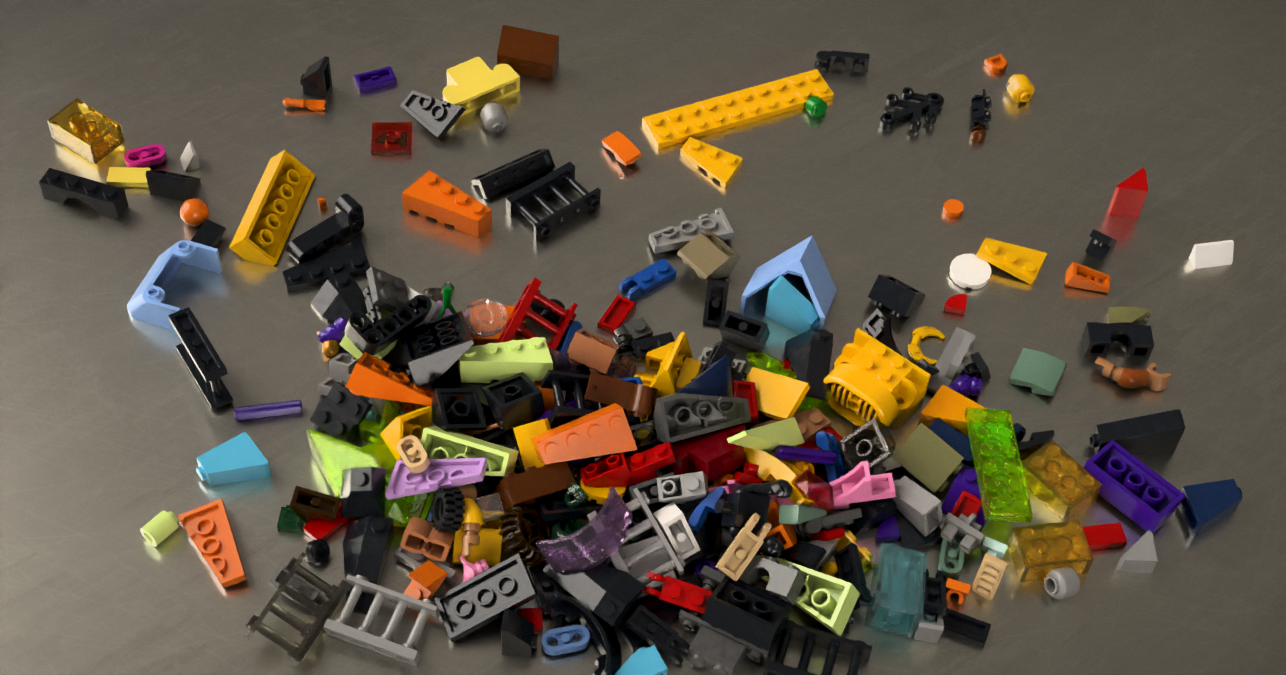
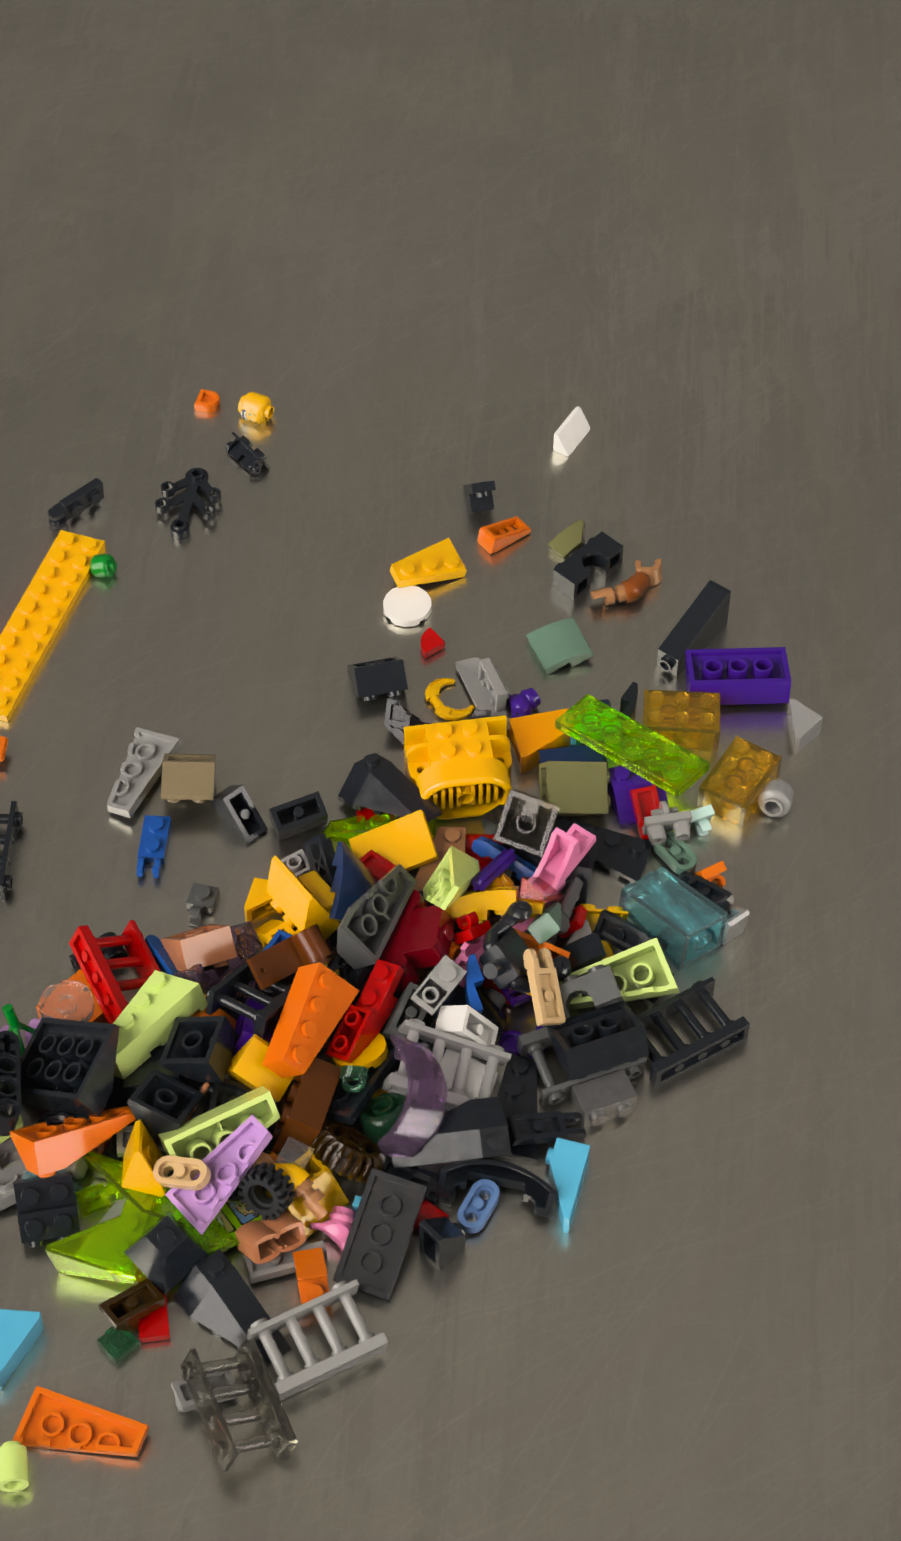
camera: 45 degrees left, 0 degrees up
(317, 551) = (178, 1344): black tile -> none
(616, 314) = (166, 902): red tile -> none
(638, 348) = (231, 902): black hinge -> none
(680, 593) = (528, 1076): red hinge -> none
(715, 161) = (75, 689): yellow wing -> none
(790, 307) = (313, 762): medium azure slope -> none
(802, 261) = (257, 733): light blue windscreen -> none
(888, 530) = (605, 878): dark purple tile -> none
(918, 505) = (616, 832): light grey slope -> none
(953, 208) = (327, 562): orange tile -> none
(965, 627) = (755, 897): black tile -> none
(978, 134) = (271, 478): reddish brown hinge -> none
(978, 367) = (514, 680): black tile -> none
(987, 578) = (725, 844): tan slope -> none
(1105, 536) = (761, 730): red tile -> none
(1129, 196) = (462, 431): red slope -> none
(1209, 503) = (801, 640): dark blue slope -> none

